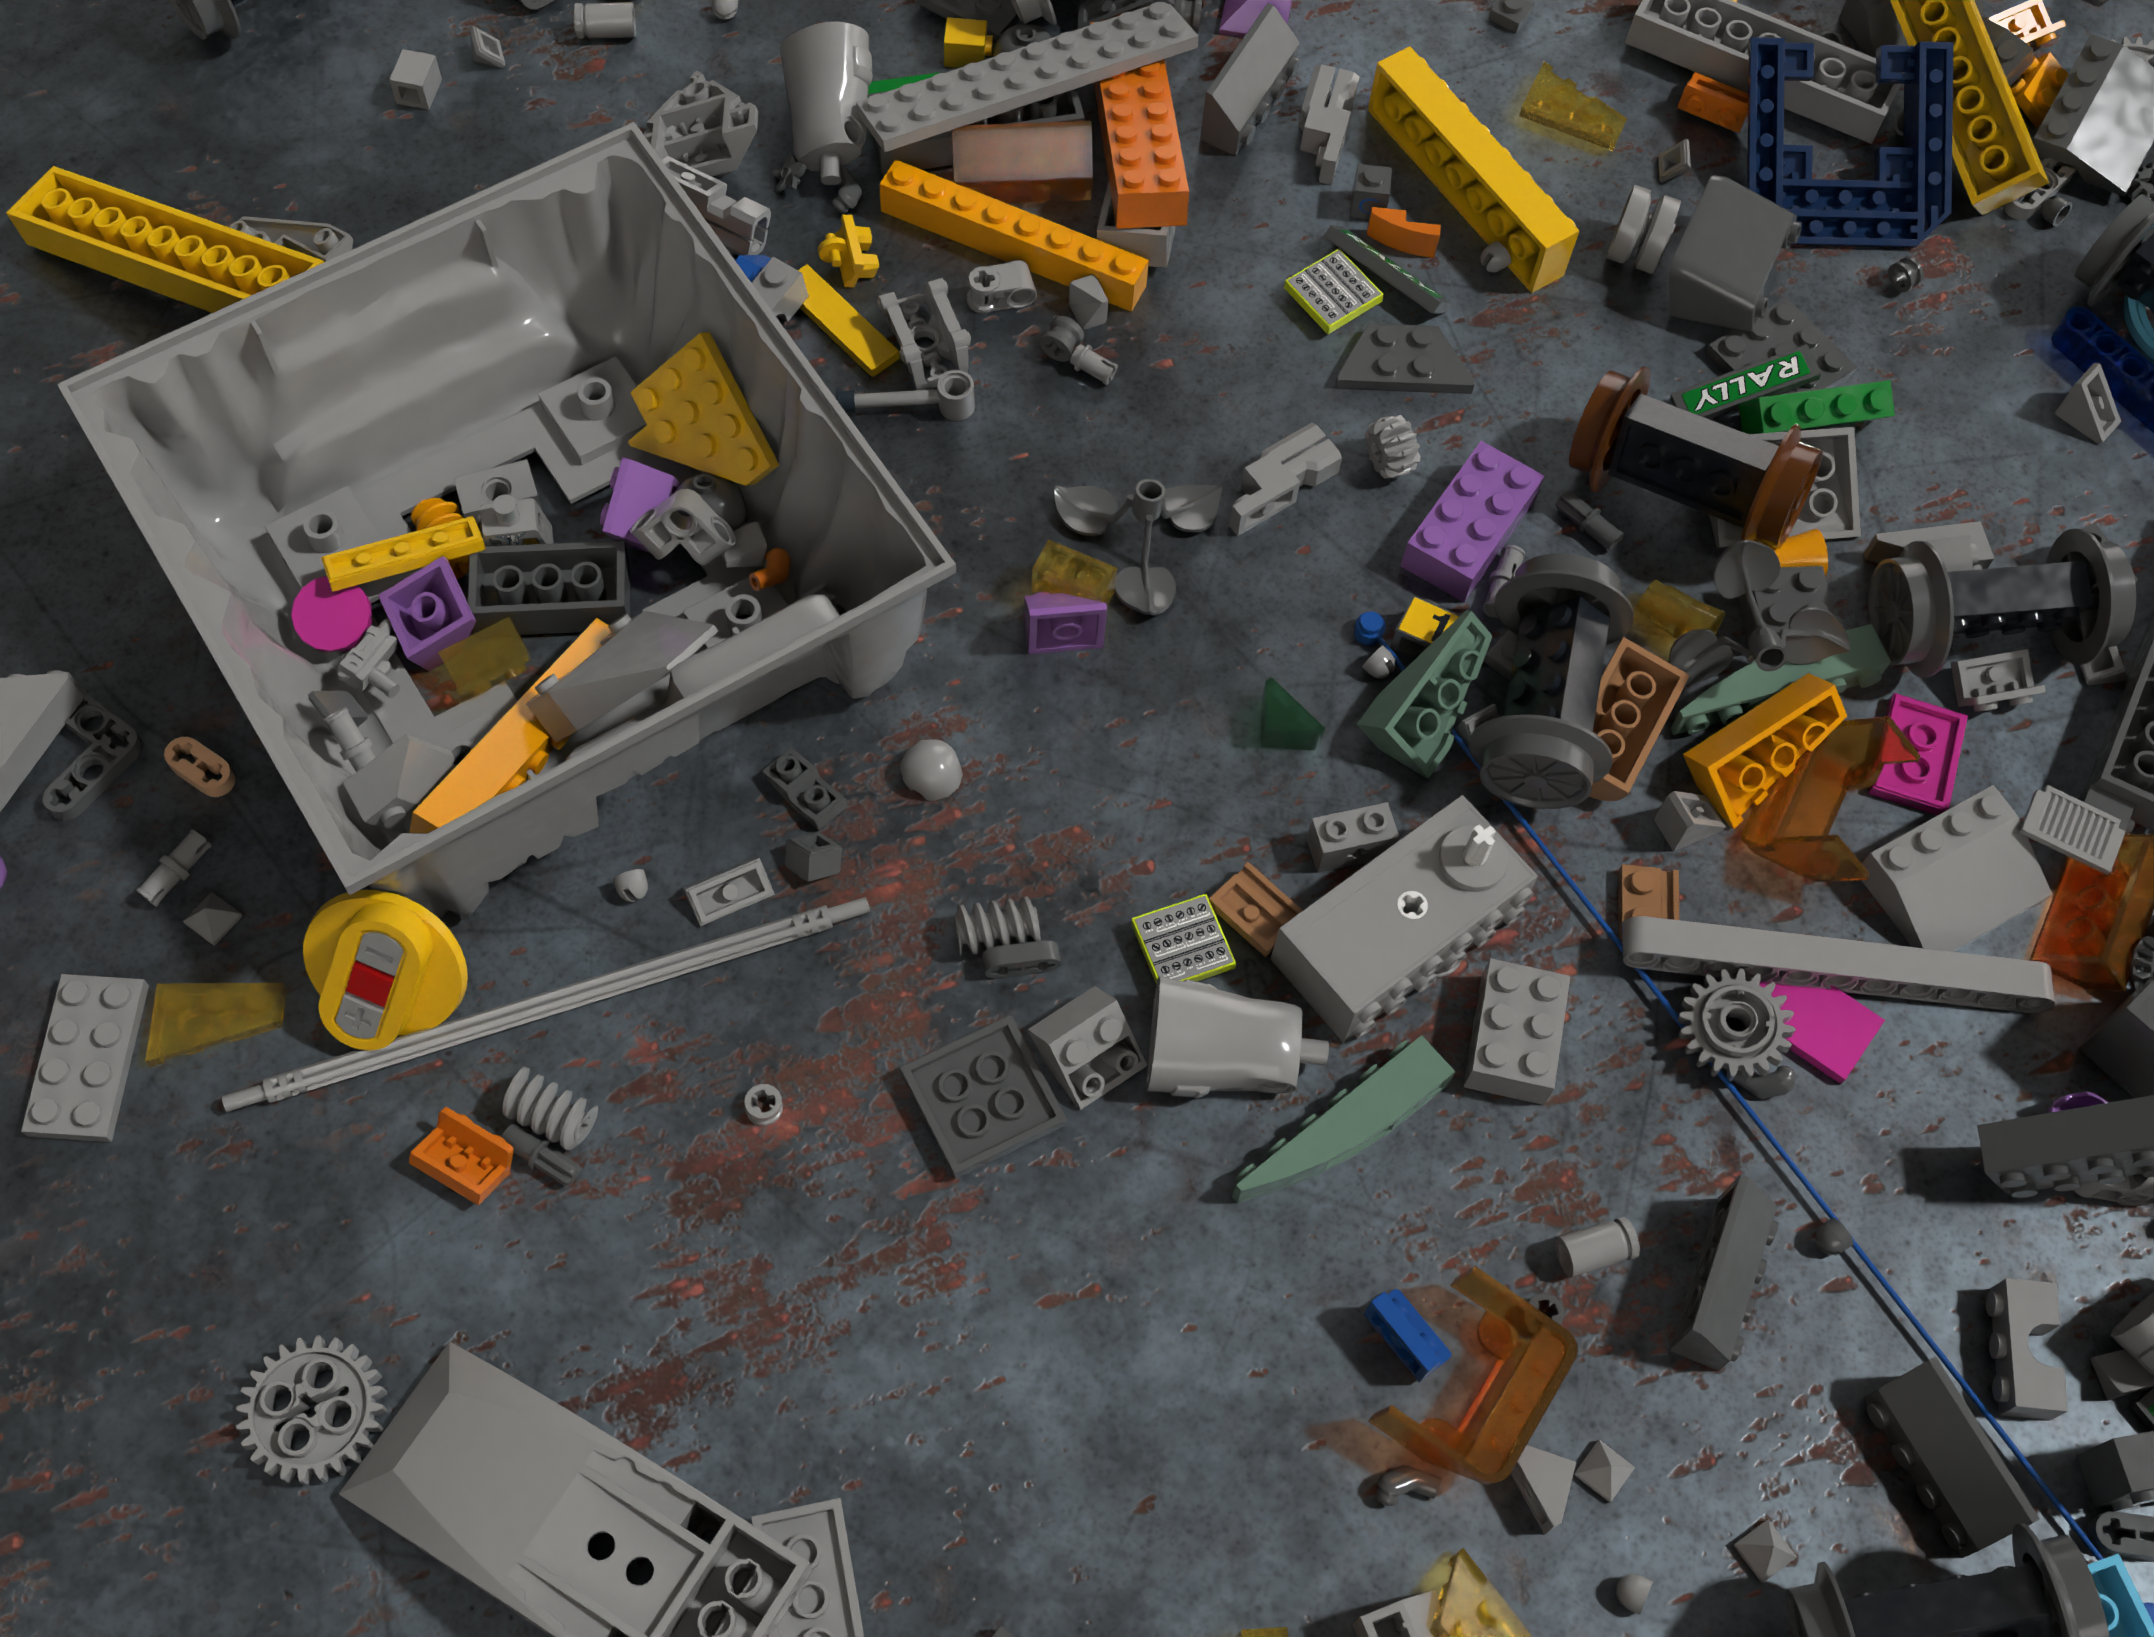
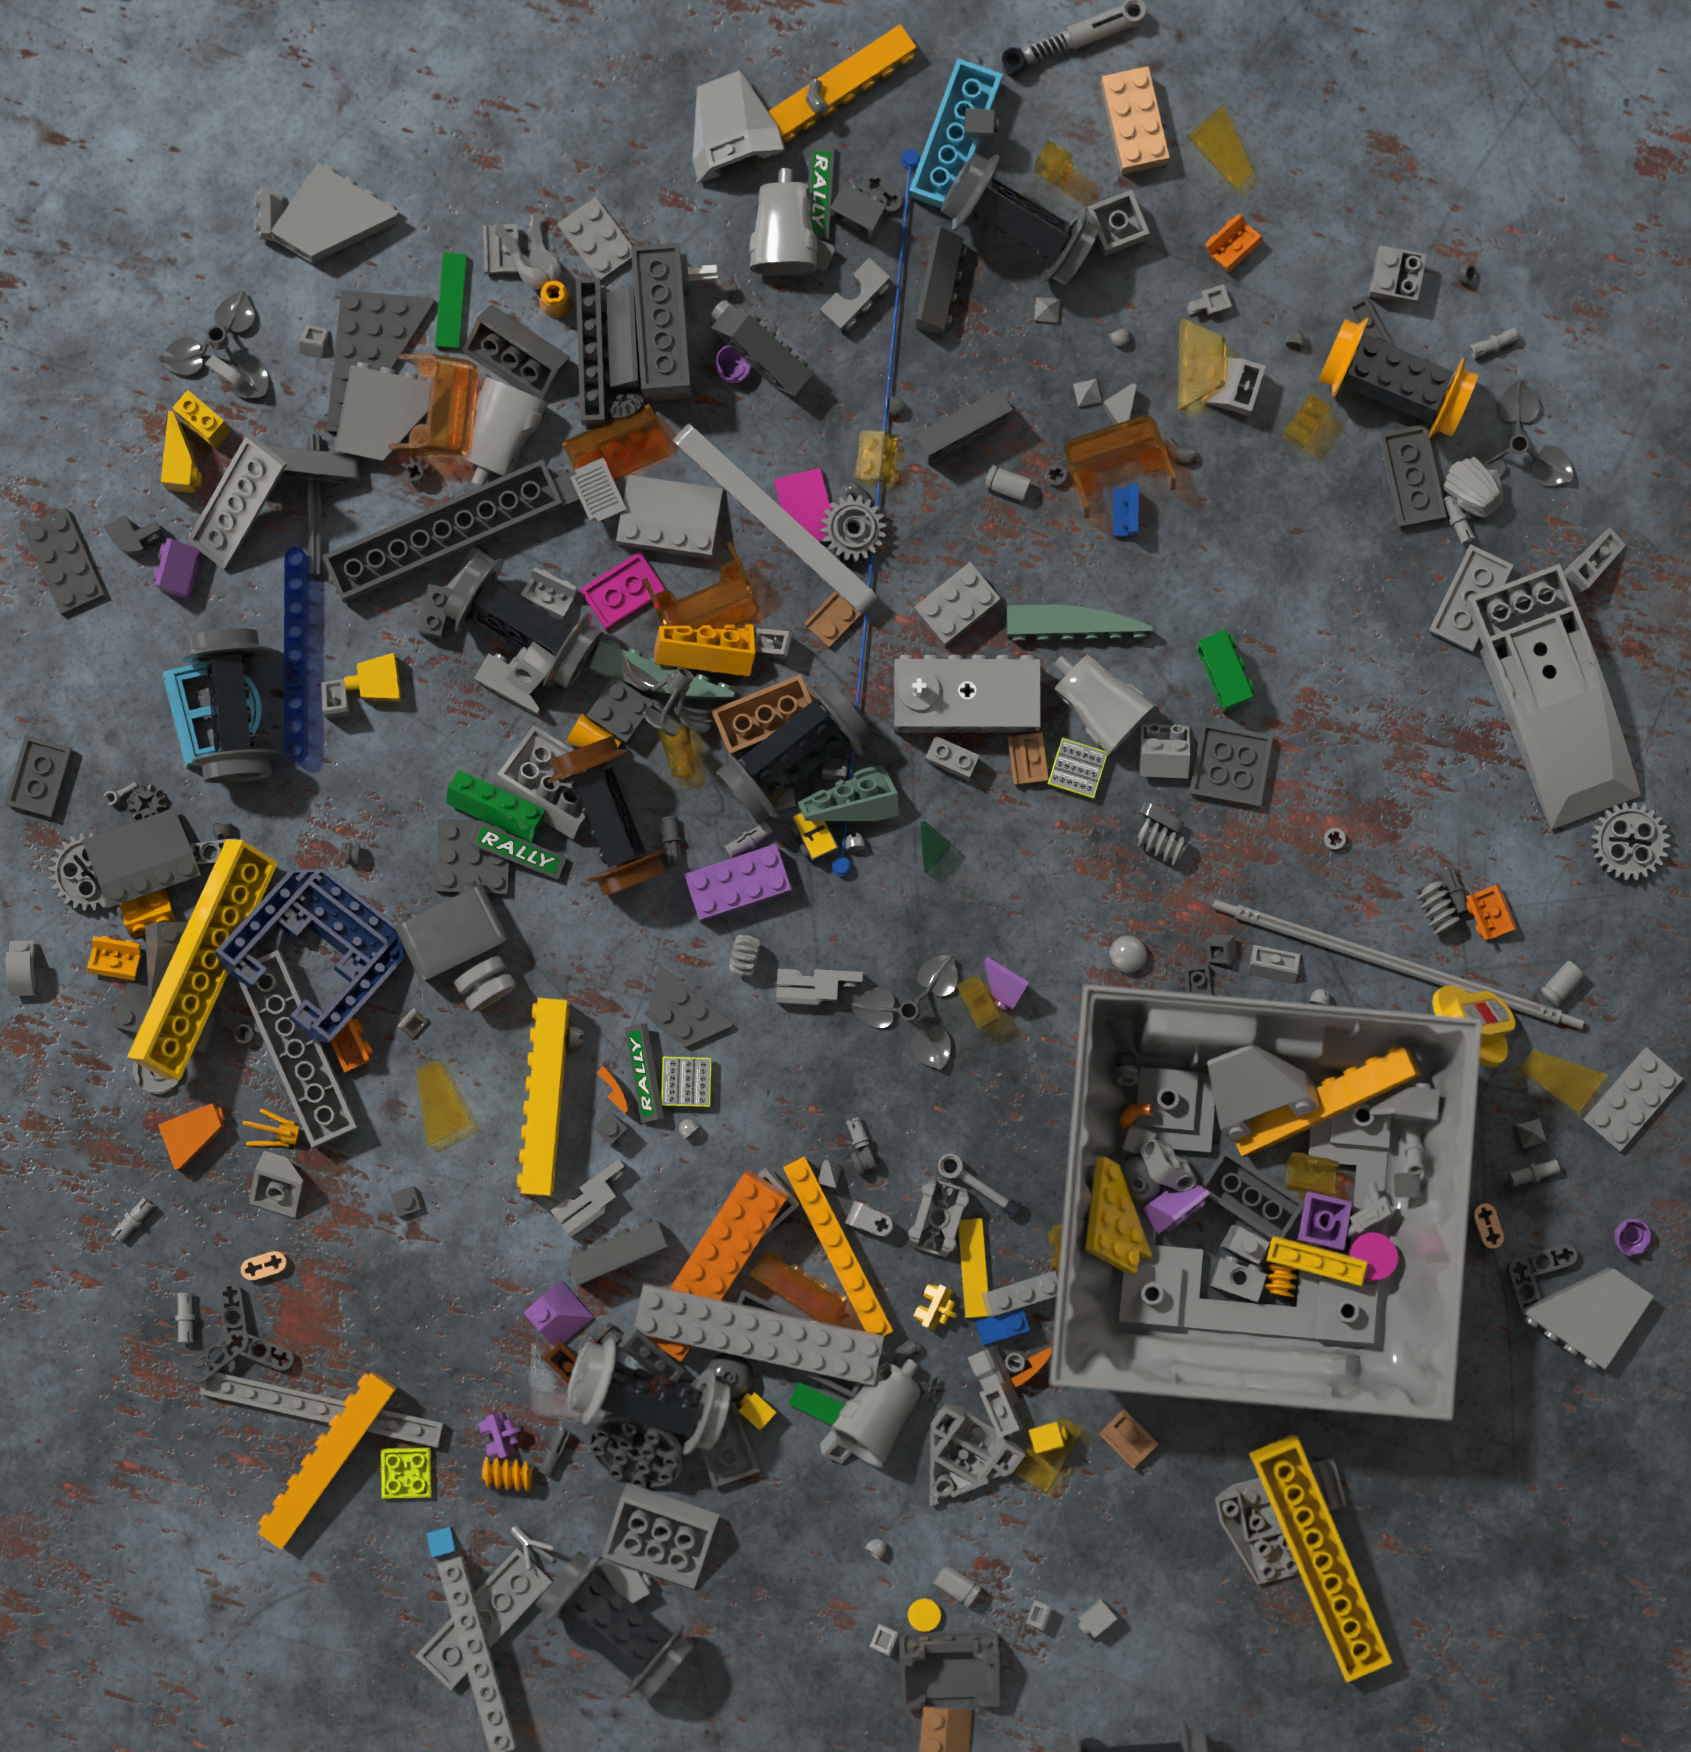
camera: 135 degrees left, 20 degrees up
(289, 1135) = (1562, 983): none -> light grey piece
(1091, 1203) = (1225, 670): none -> green brick
(1288, 250) = (688, 1128): none -> light grey hinge
(1791, 1151) = (876, 456): none -> clear yellow bracket
(2070, 458) = (376, 679): none -> yellow torso

